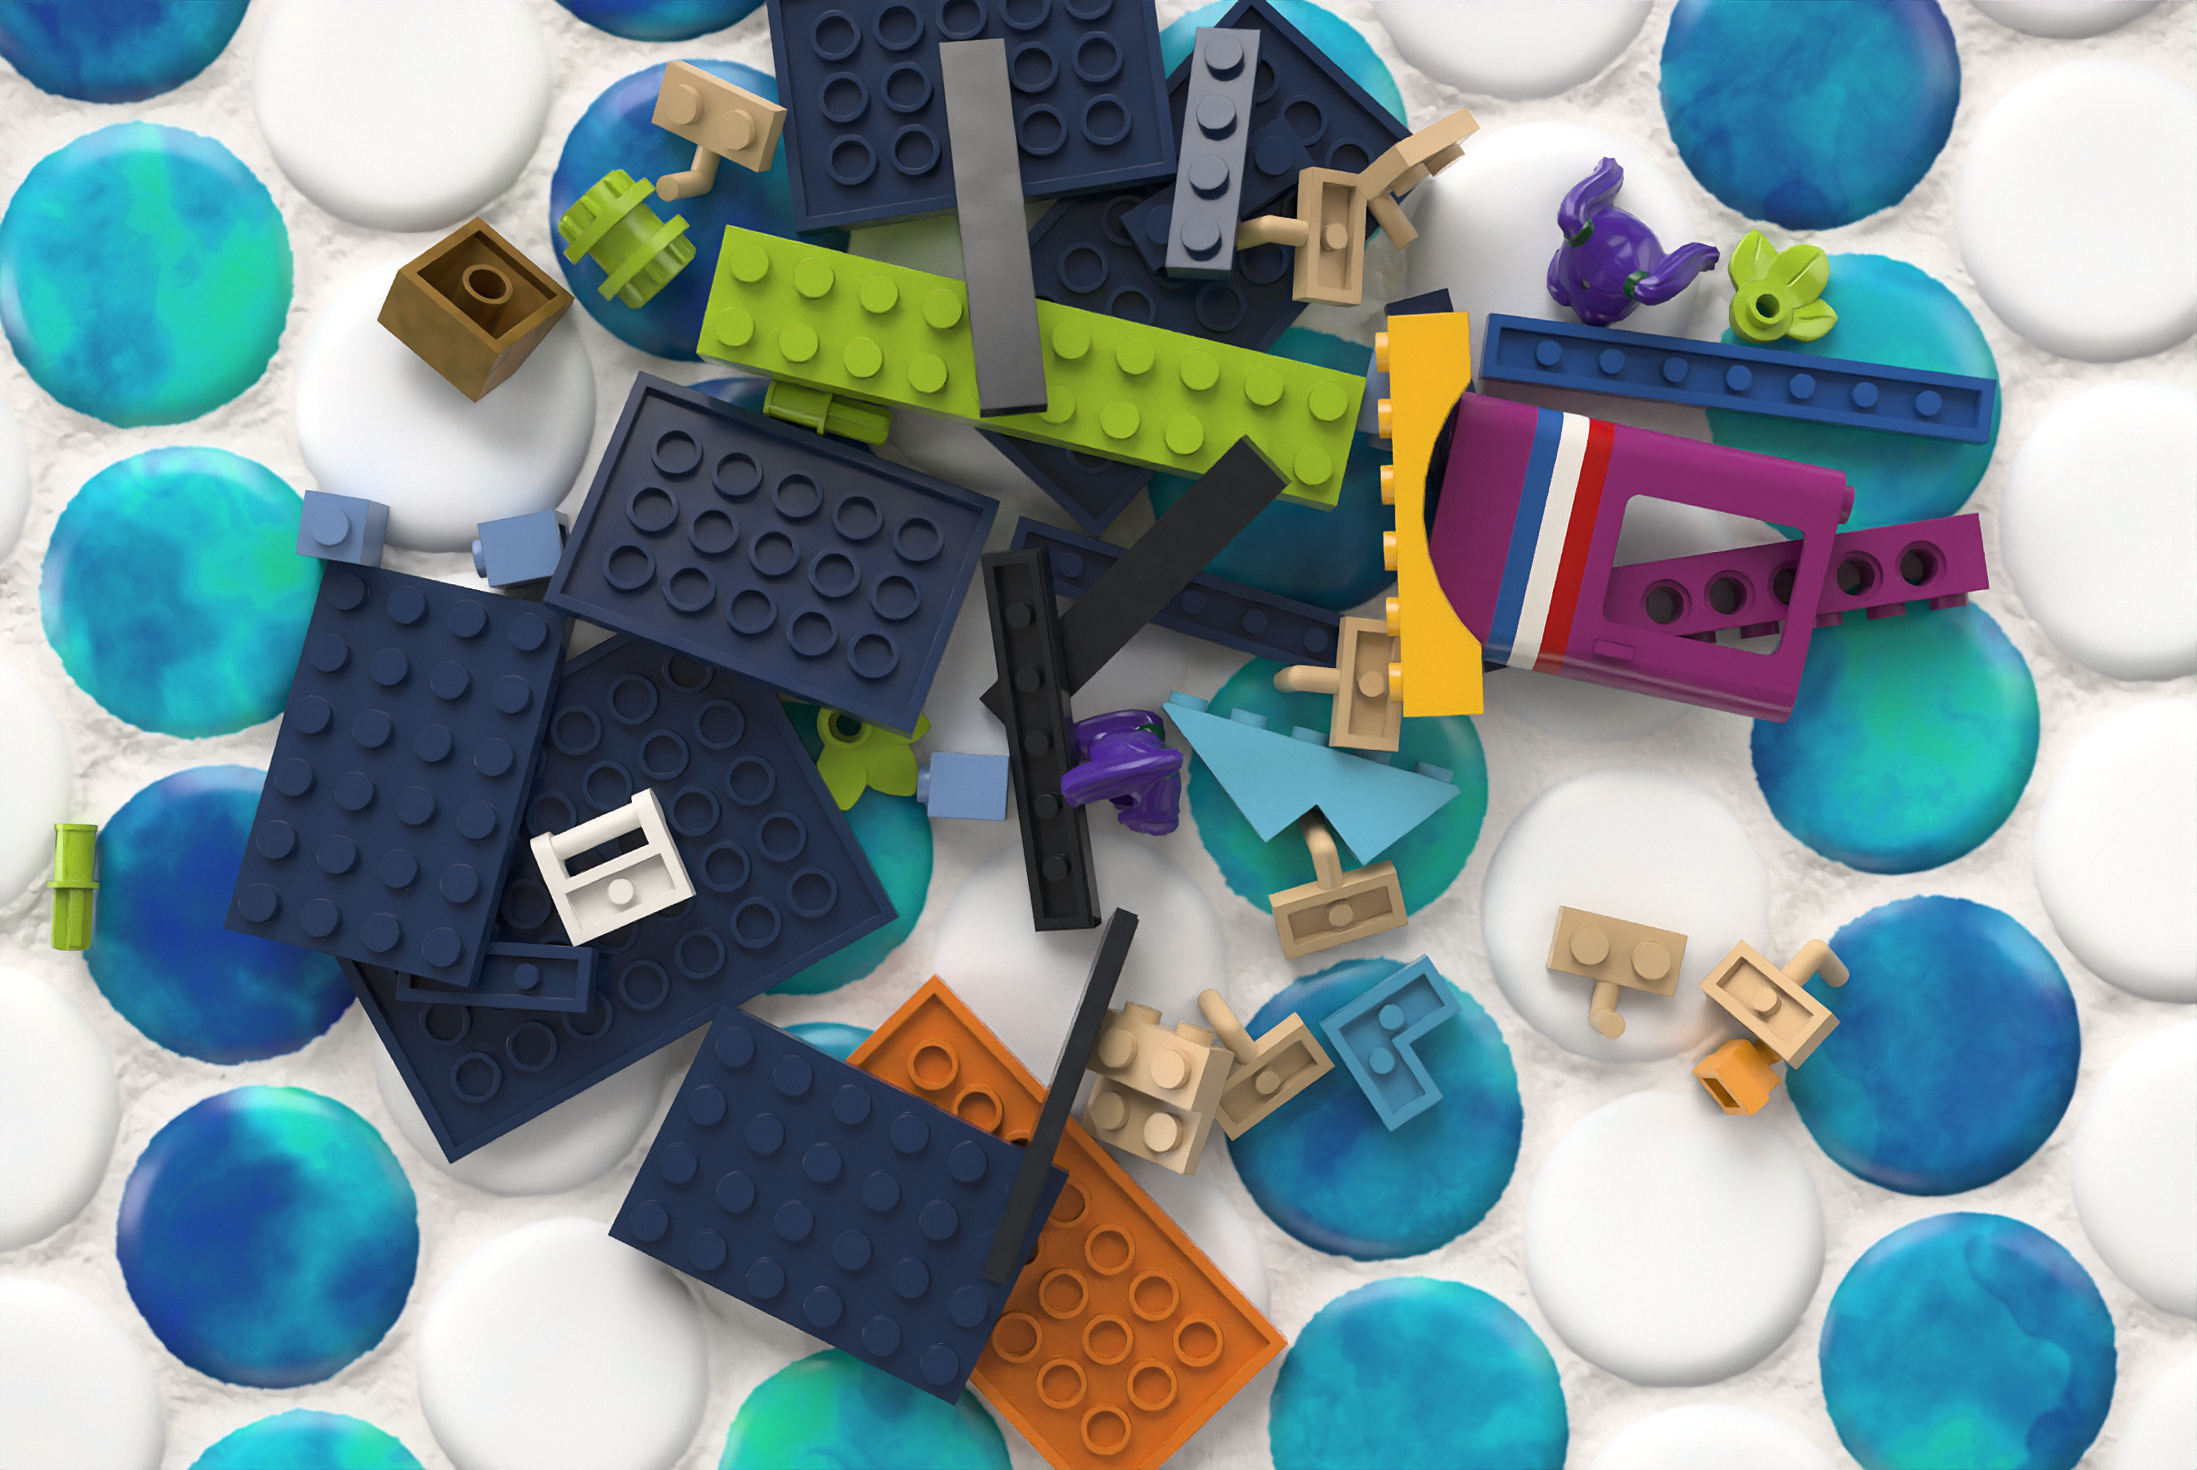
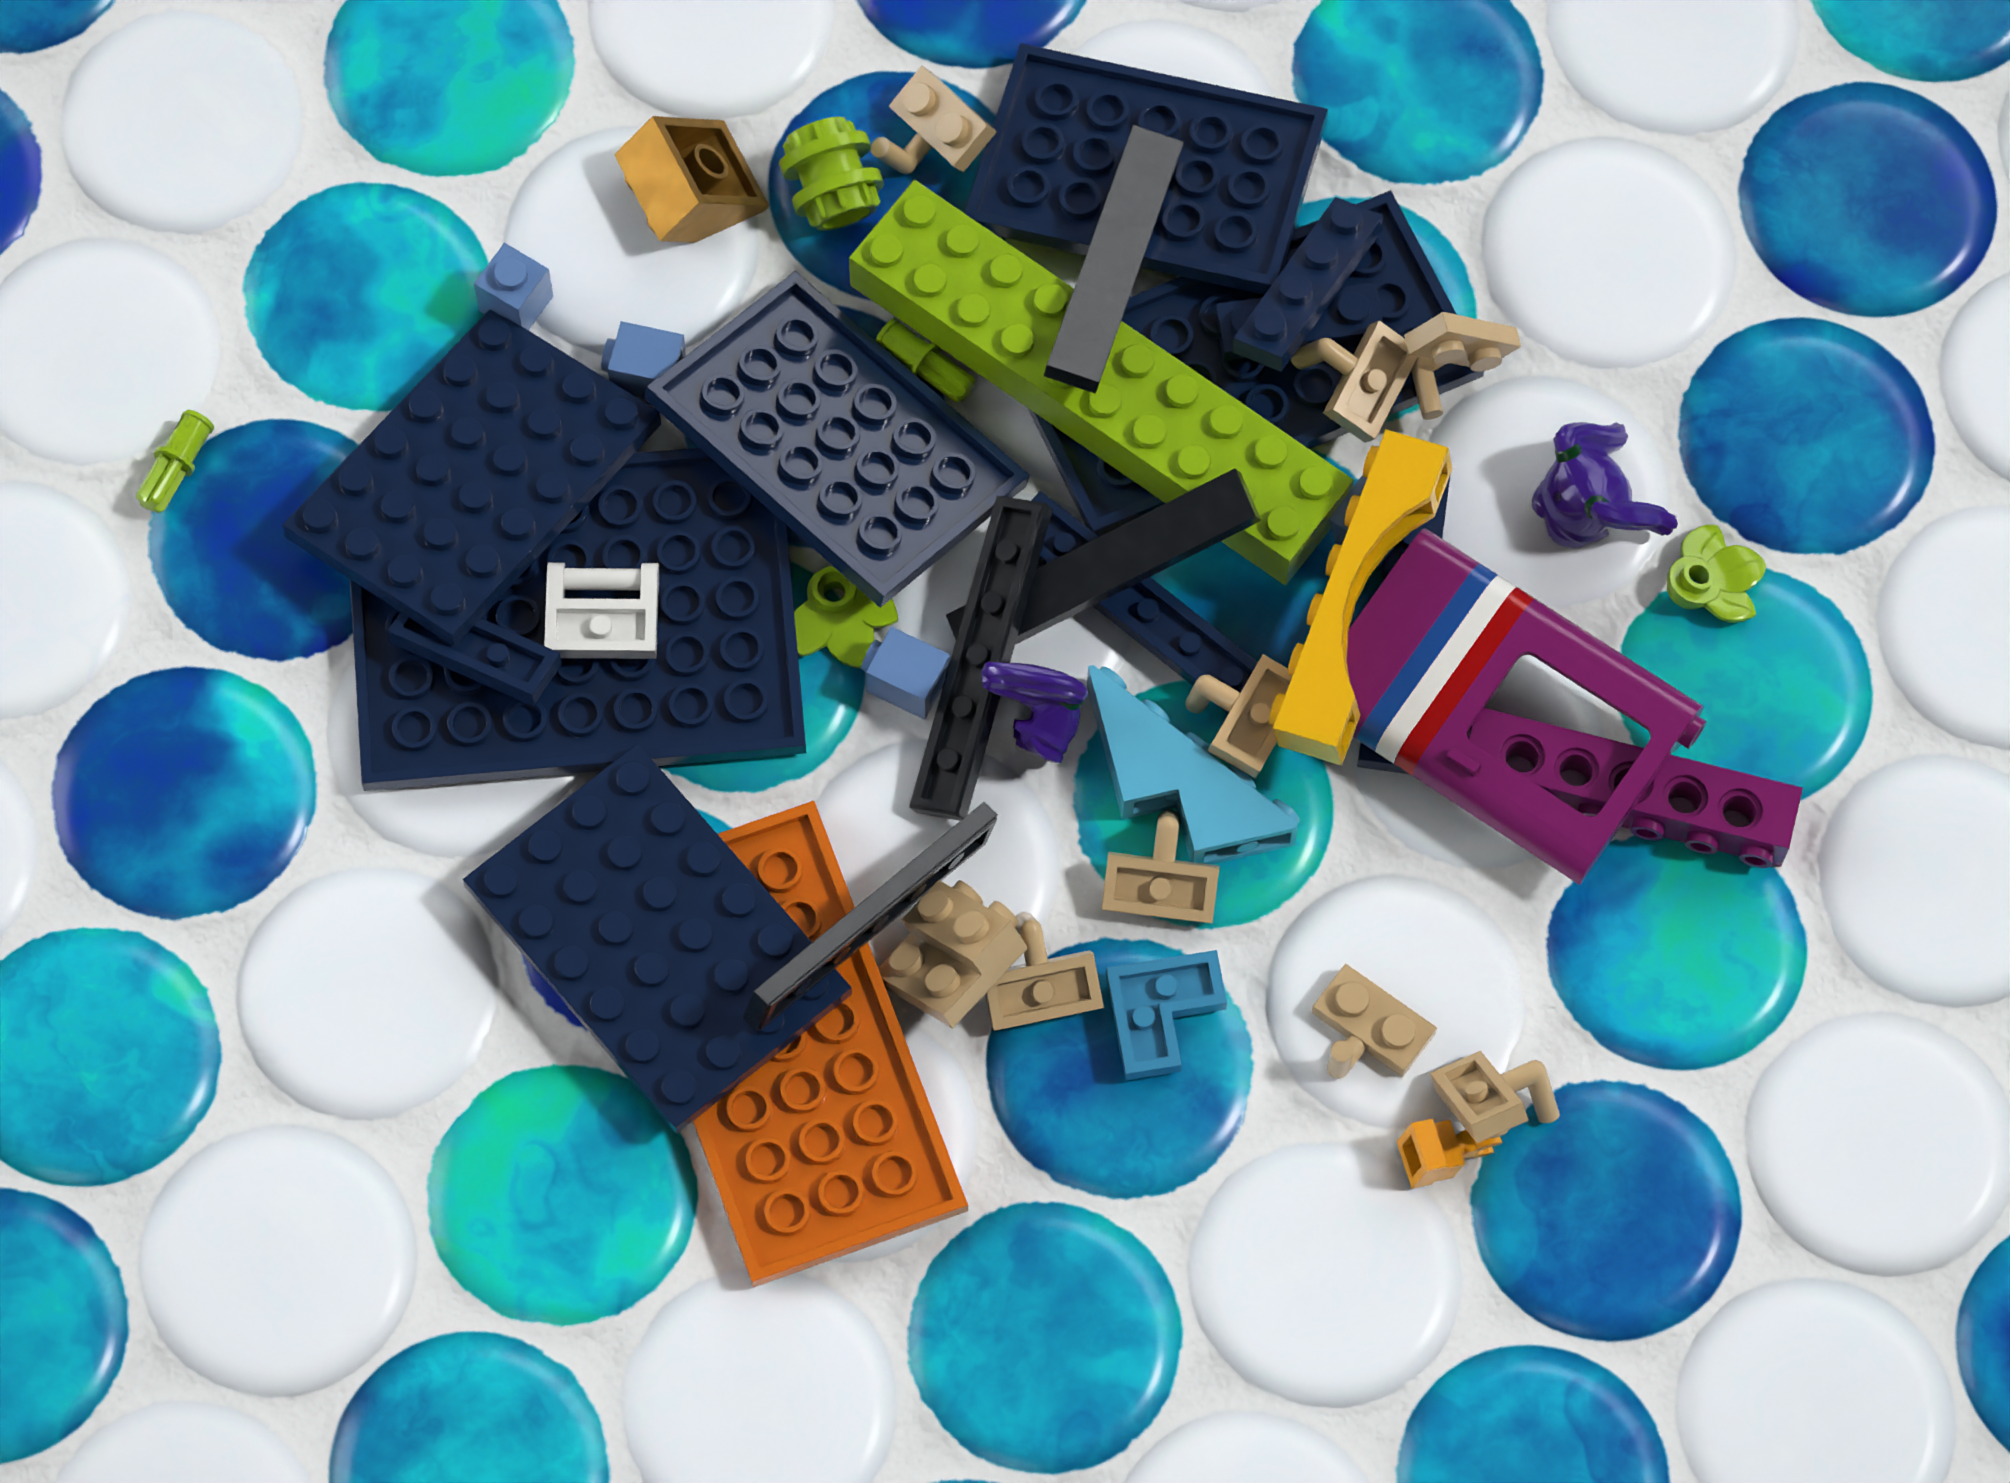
camera: 20 degrees right, 20 degrees down
(1737, 379) = (1654, 624): blue plate -> none

